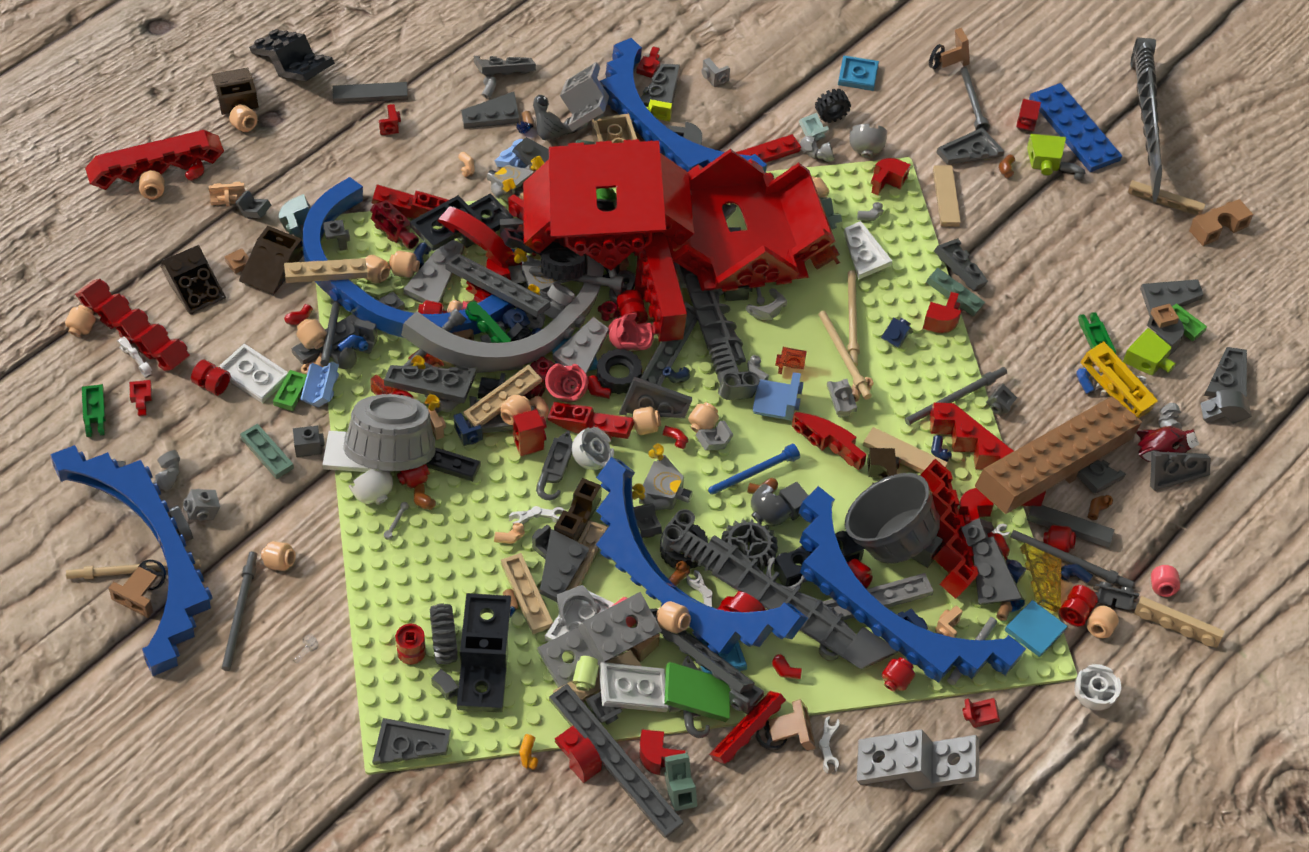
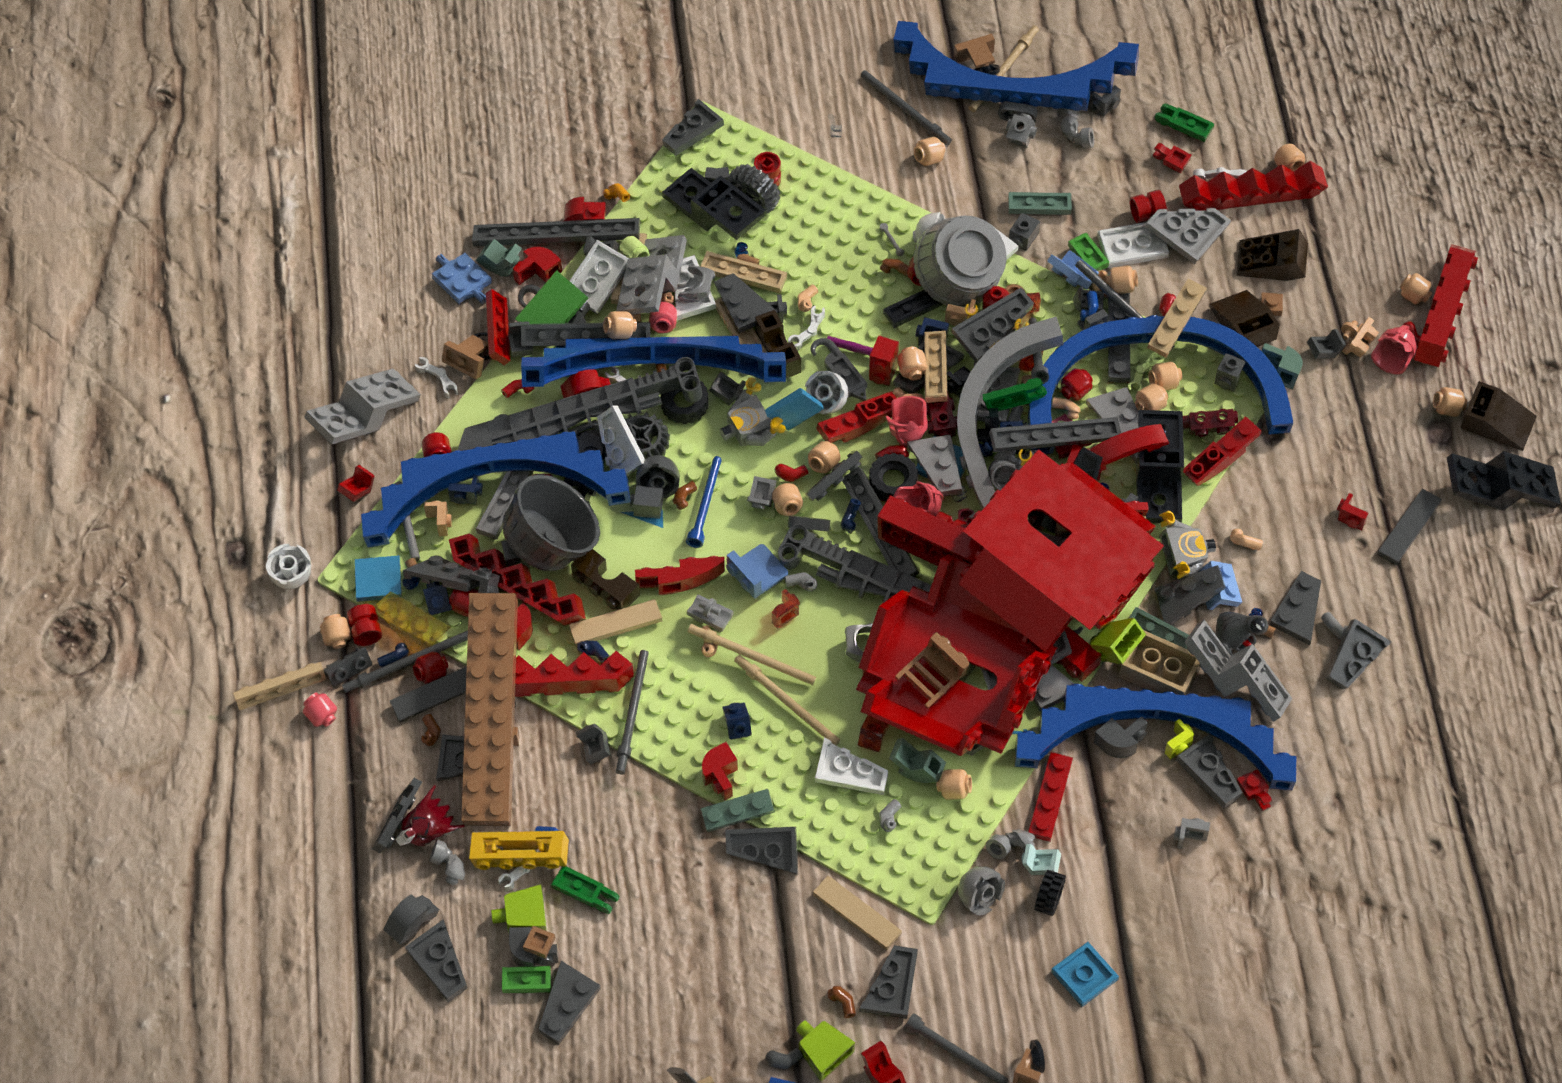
camera: 135 degrees right, 5 degrees up
(212, 339) = (1188, 230): none -> light grey plate
(222, 163) = (1395, 350): none -> coral helmet
(525, 475) = (851, 346): none -> magenta piece
(632, 450) = (795, 408): none -> dark azure tile
(710, 391) = (810, 523): none -> dark grey beam
(723, 805) = (461, 278): none -> medium blue plate
(748, 225) = (944, 660): none -> medium nougat plate
(777, 537) = (619, 442): none -> white wing
(890, 172) = (921, 869): red brick -> none

